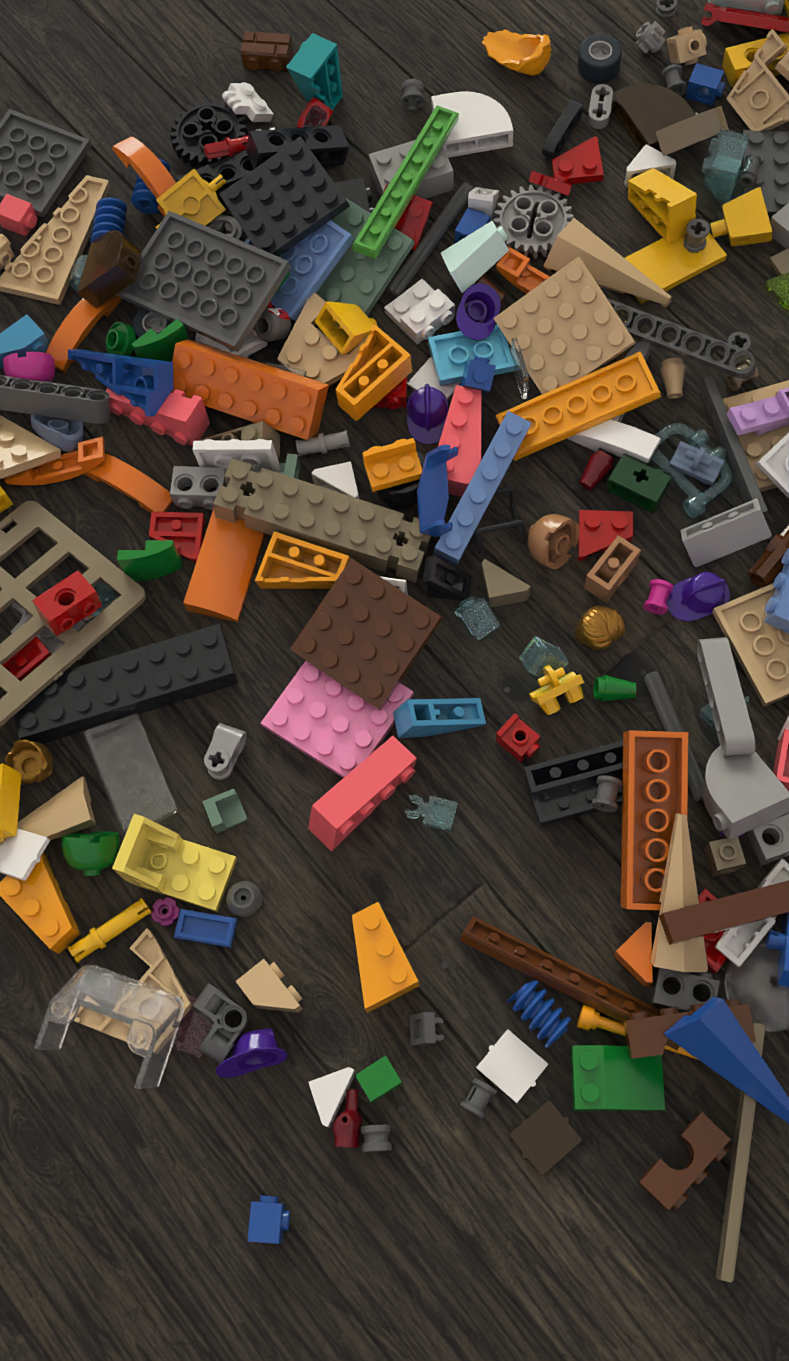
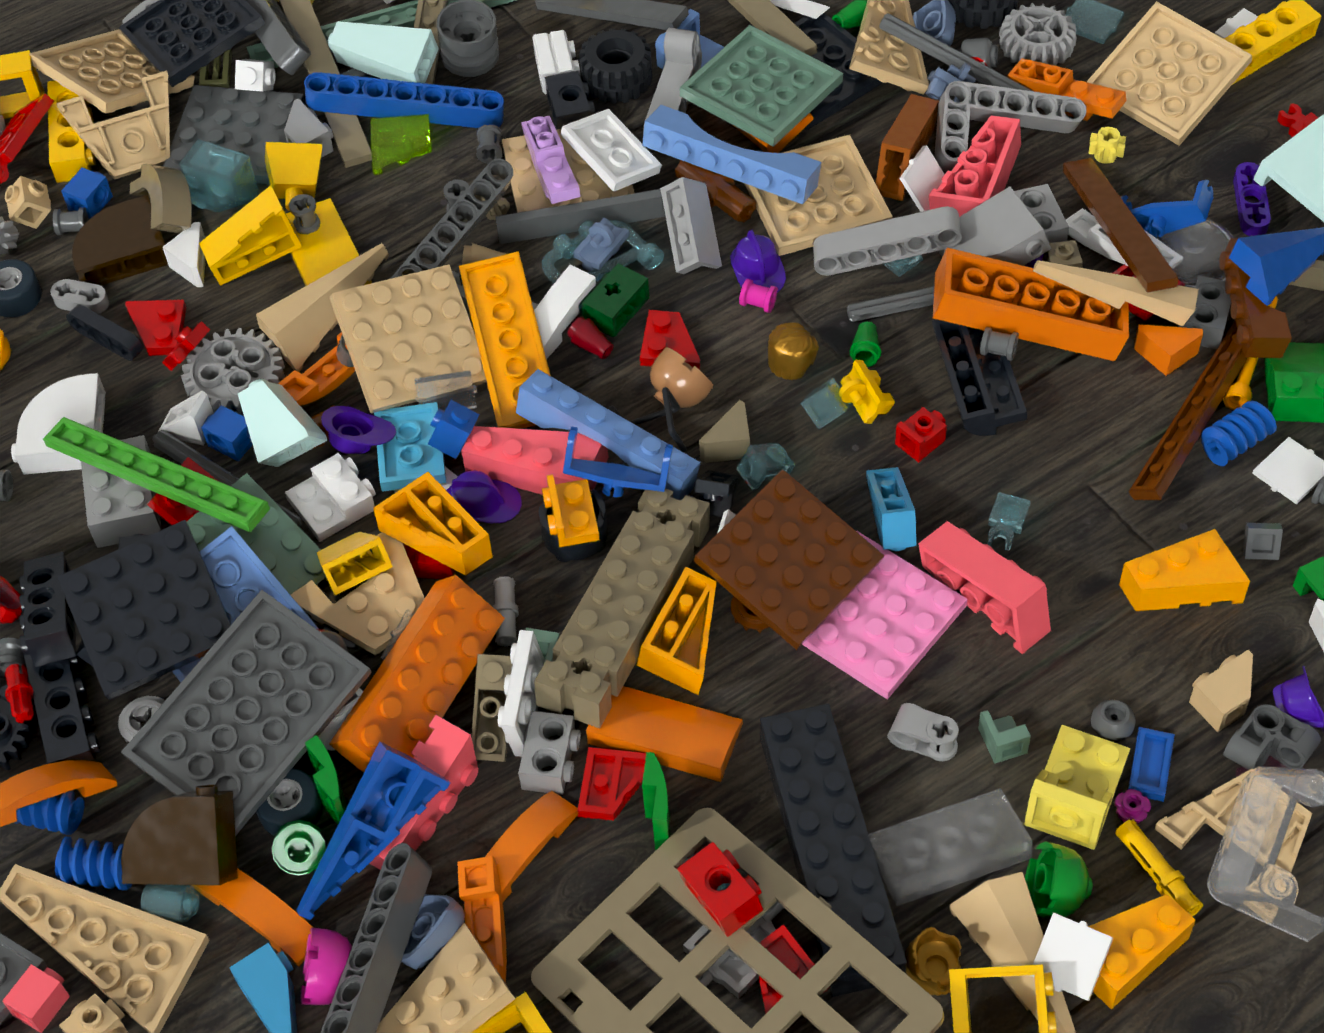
camera: 90 degrees left, 15 degrees down
(193, 198) = (96, 740): yellow plate -> none
(337, 478) = (567, 589): white slope -> none
(612, 569) = (724, 327): medium nougat brick -> none

